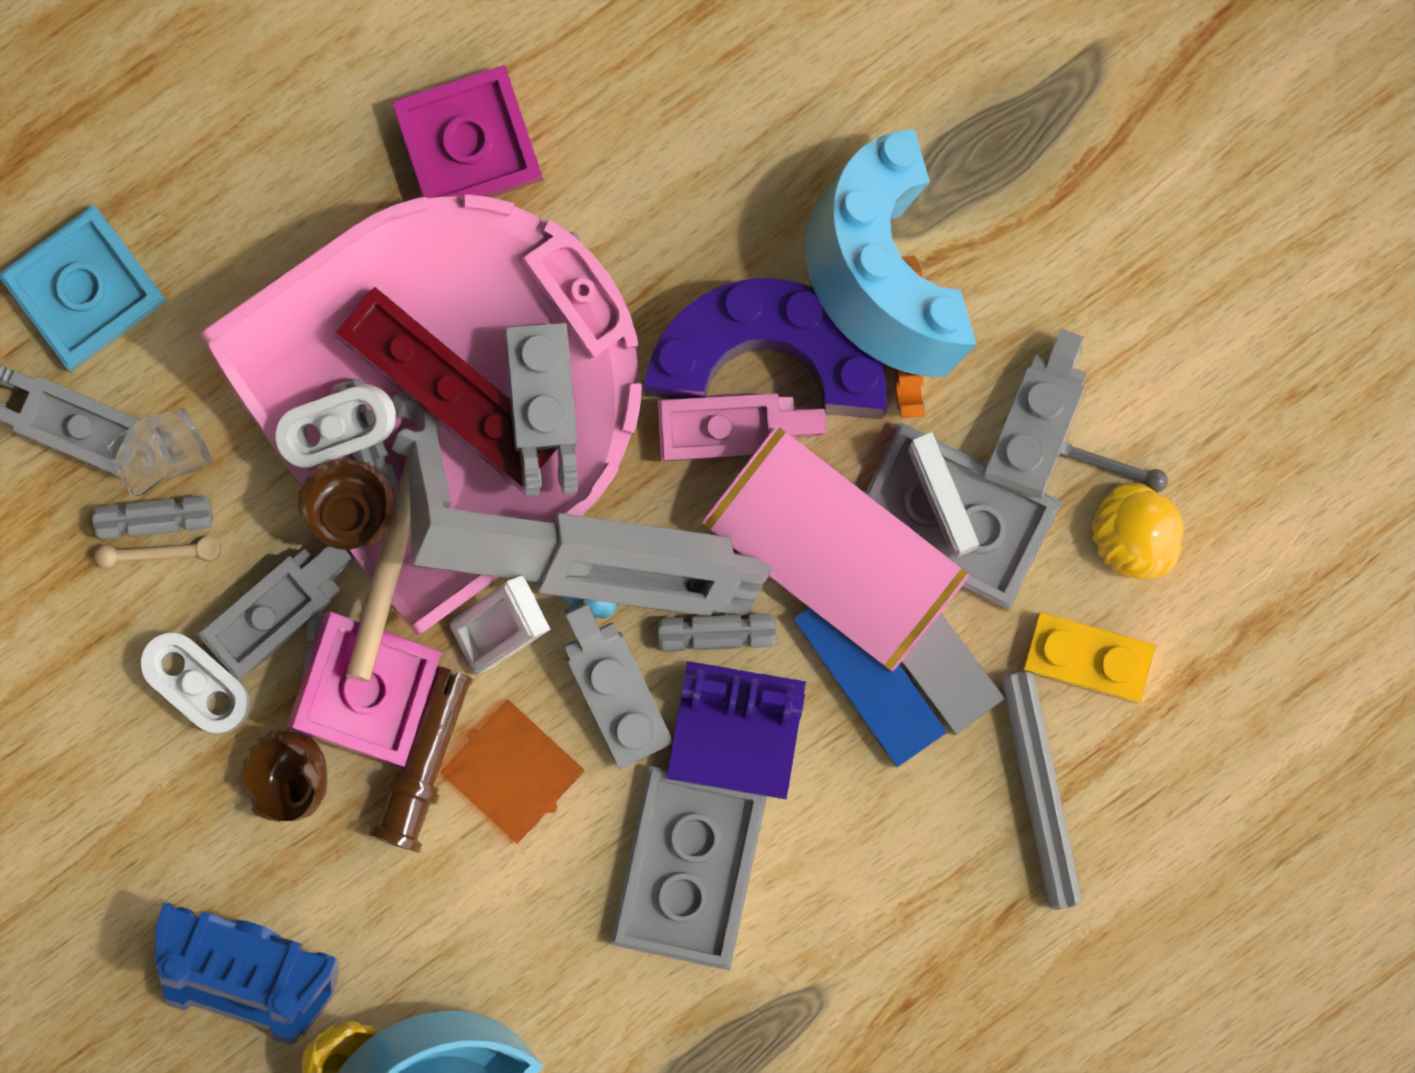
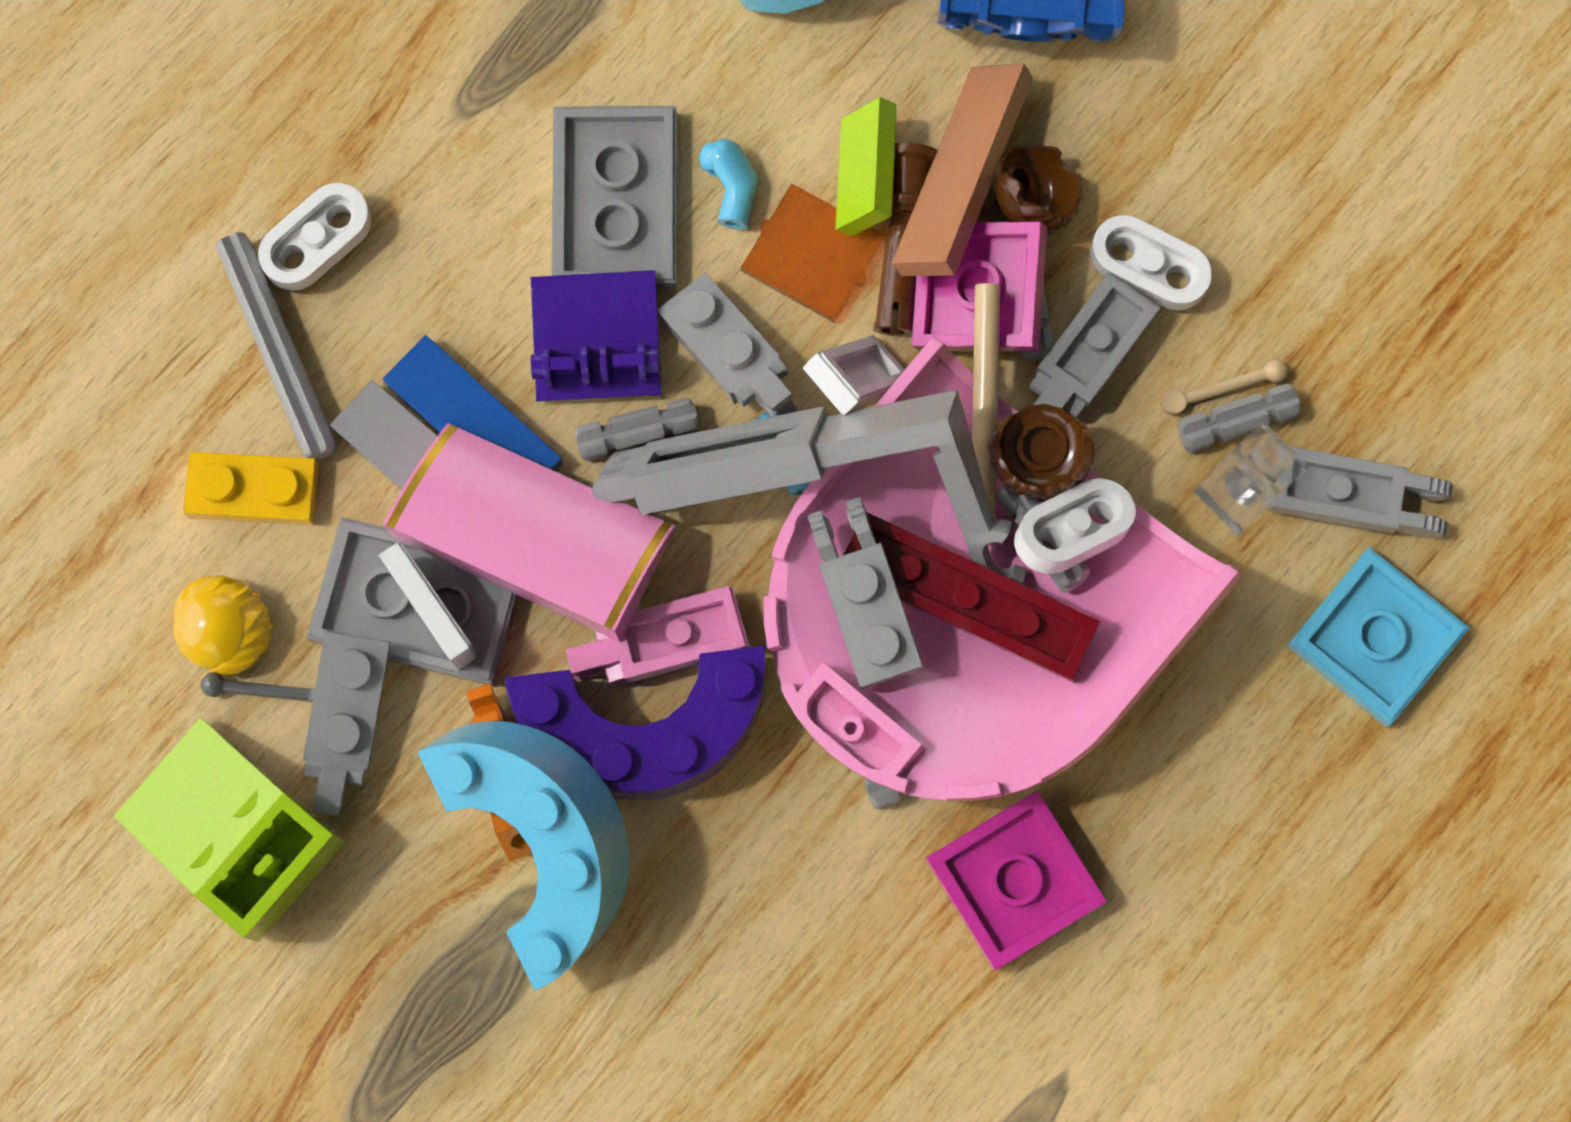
camera: 170 degrees right, 5 degrees down
(351, 805) = (962, 170): none -> nougat tile
(442, 835) = (866, 167): none -> lime tile
(568, 861) = (738, 177): none -> medium azure arm
(984, 889) = (310, 233): none -> white plate
(1164, 338) = (228, 831): none -> lime slope

